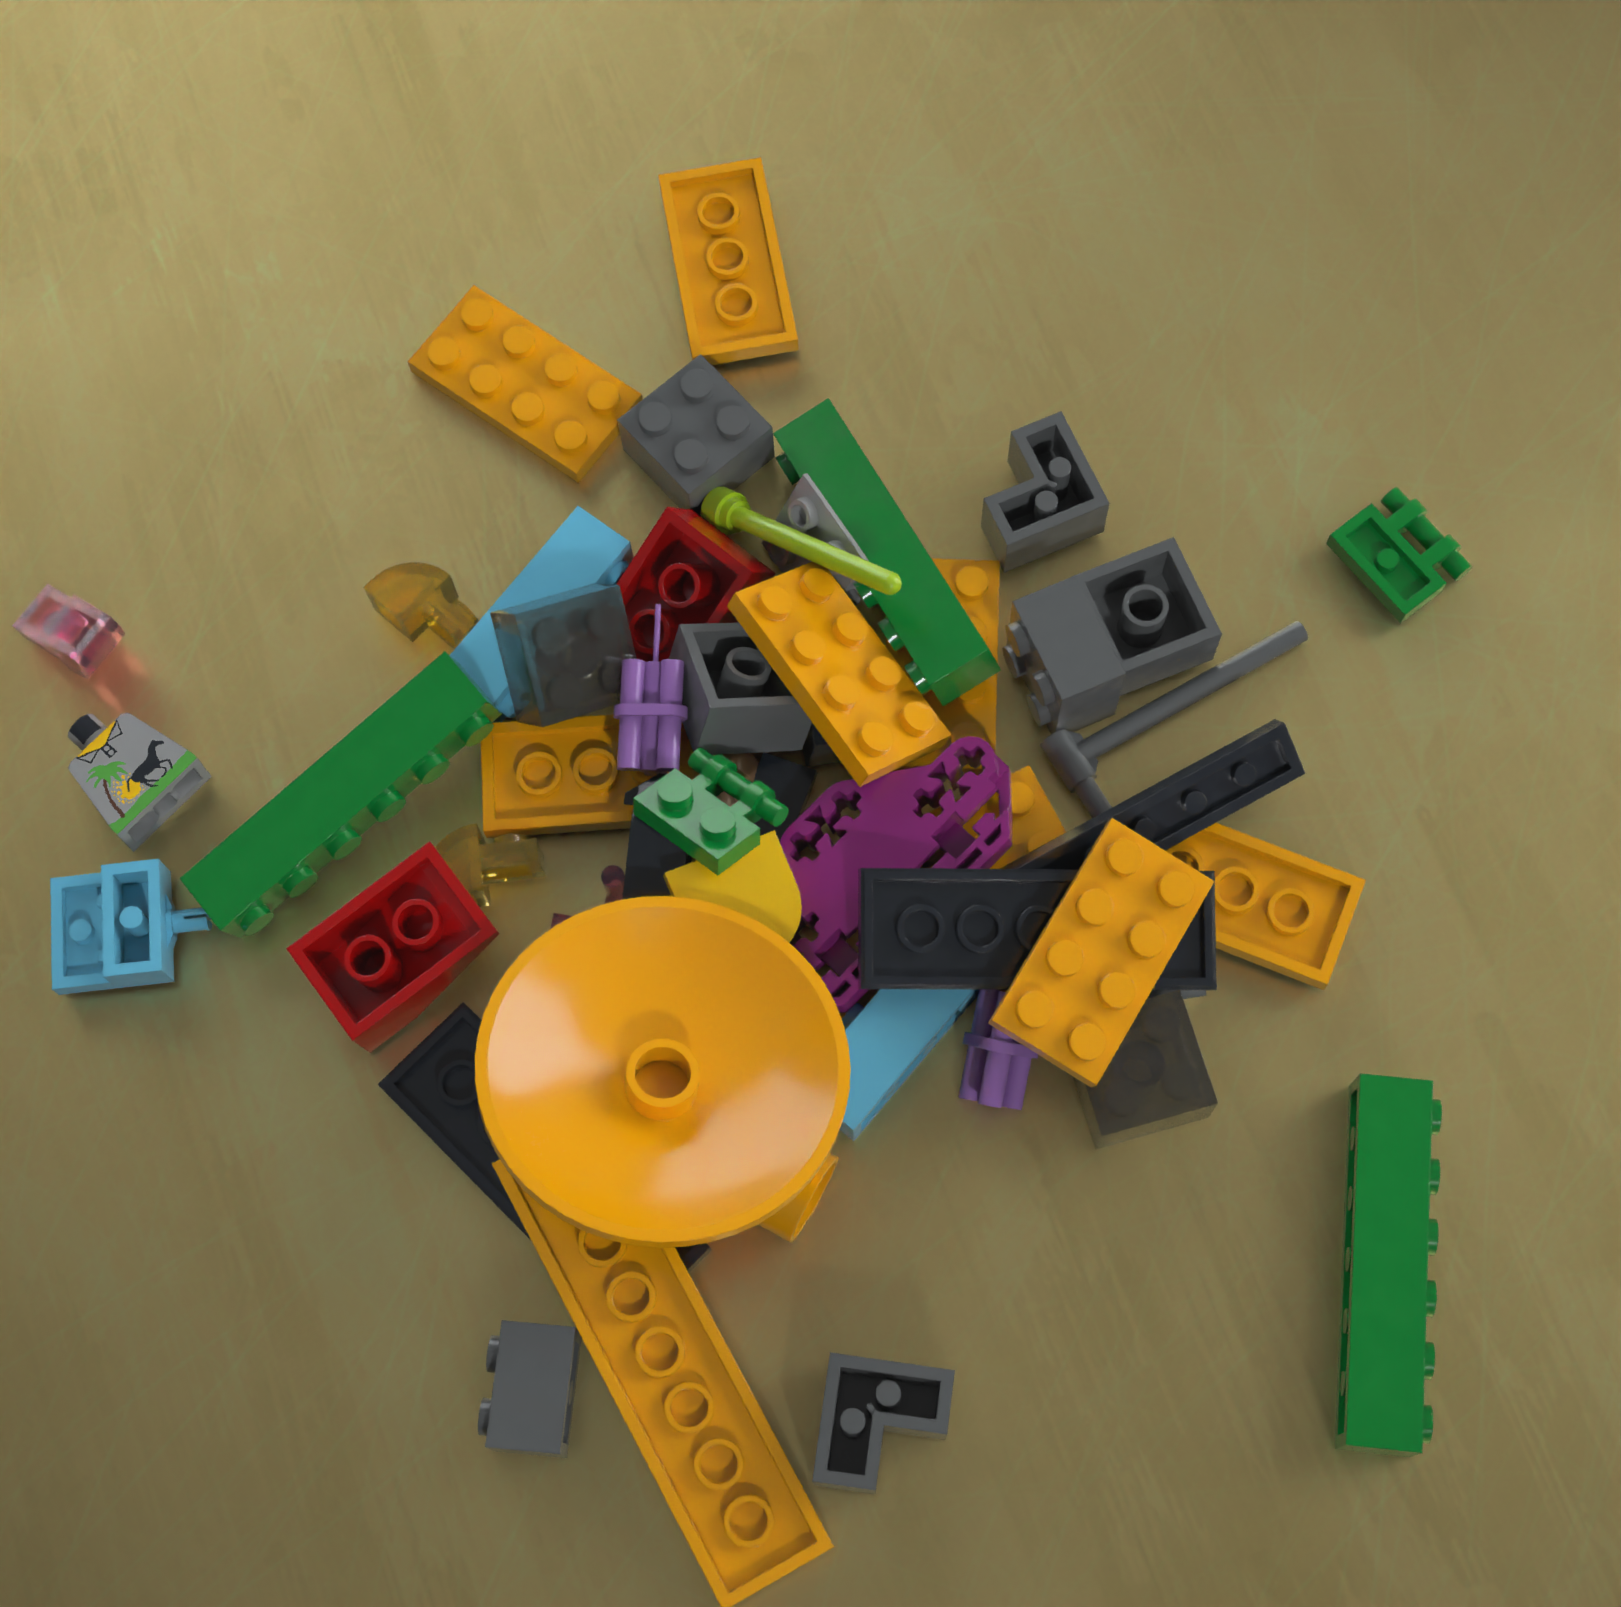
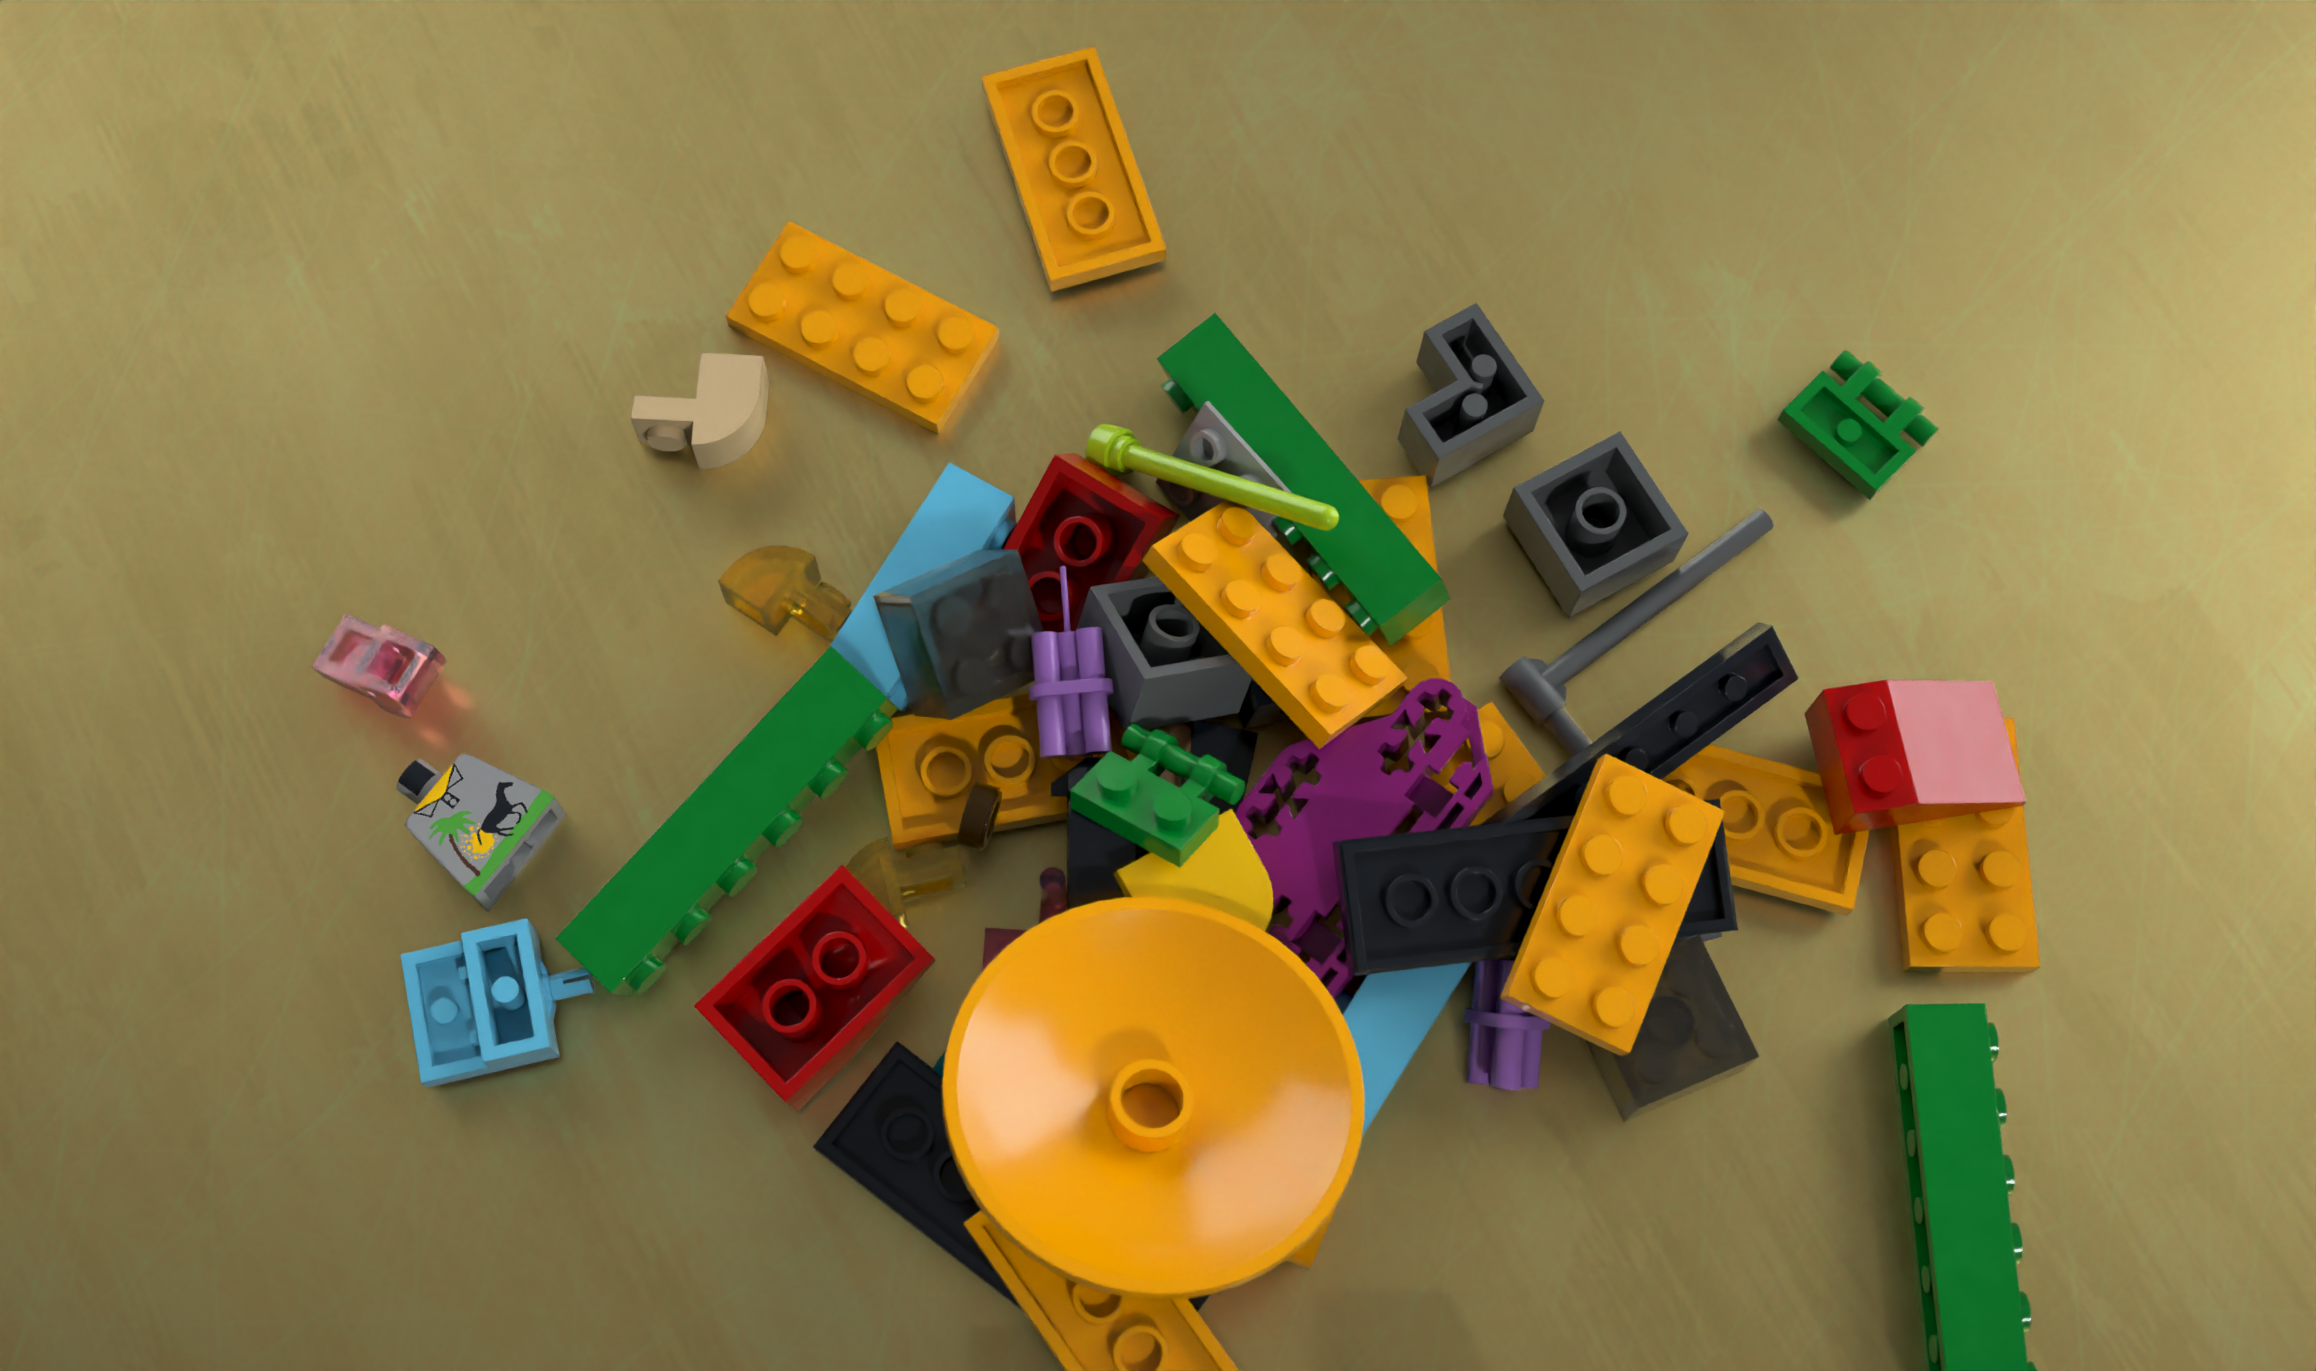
camera: 15 degrees left, 0 degrees up
(390, 450) = (721, 419): none -> tan brick
(558, 814) = (979, 816): none -> dark brown tile
(696, 435) = (1068, 369): dark grey brick -> none
(1063, 658) = (1516, 578): dark grey brick -> none
(1401, 850) = (1911, 752): none -> red slope
(1436, 939) = (1966, 891): none -> light orange plate

